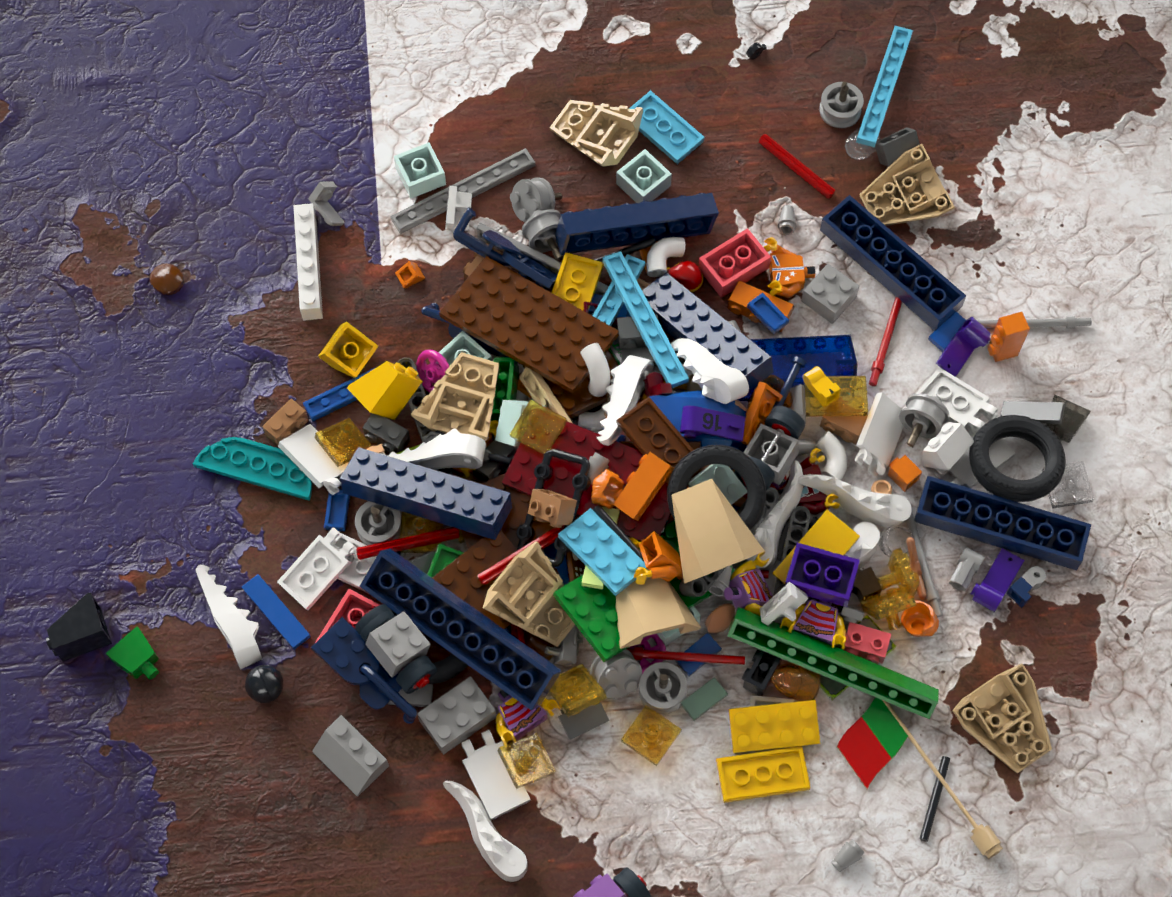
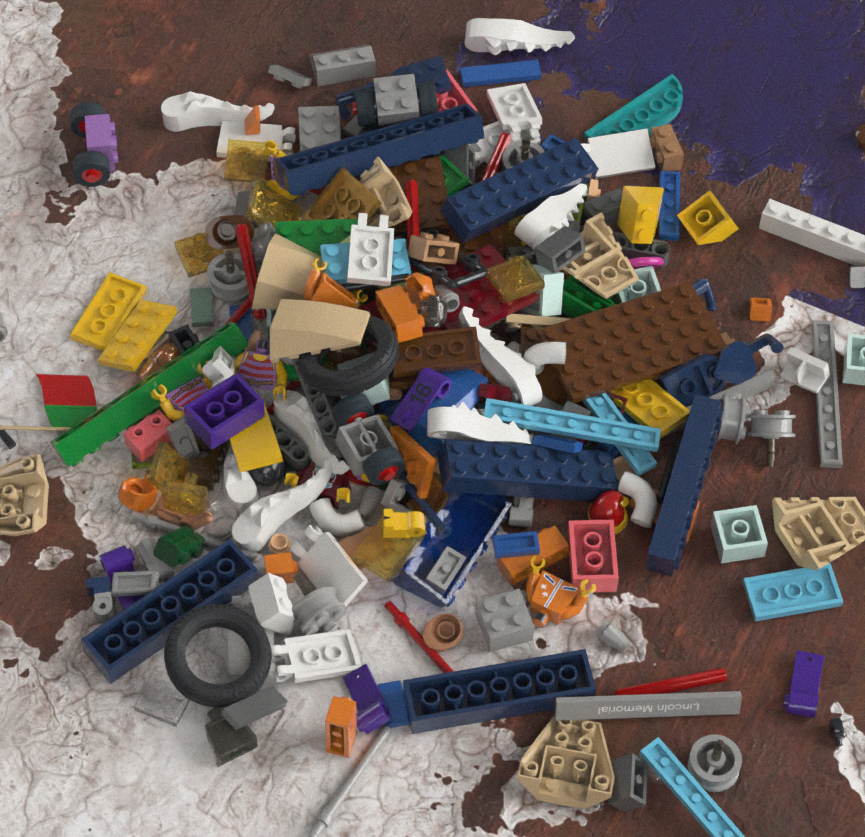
camera: 120 degrees right, 10 degrees down
(264, 684) = (441, 33): black piece -> none
(341, 436) = (618, 169): clear yellow plate -> none
(397, 791) = (281, 73): none -> light grey plate
(480, 783) = (252, 122): none -> orange slope
(485, 409) = (560, 249): none -> dark grey brick
(542, 620) = (343, 199): none -> pearl gold plate
(596, 544) = (370, 252): none -> white tile
(622, 712) = (221, 231): none -> reddish brown piece
(623, 462) = (433, 311): none -> clear smoke head
(654, 665) = (249, 265): none -> red axle
(668, 319) = (557, 443): none -> blue tile
(746, 82) = (804, 685): none -> dark purple door
(821, 353) = (445, 570): none -> light grey plate
(828, 164) = (647, 705): none -> light grey tile
(869, 329) = (443, 632): none -> nougat hat
(946, 550) = (179, 546): none -> dark green brick
(1000, 563) = (134, 583): none -> light grey tile

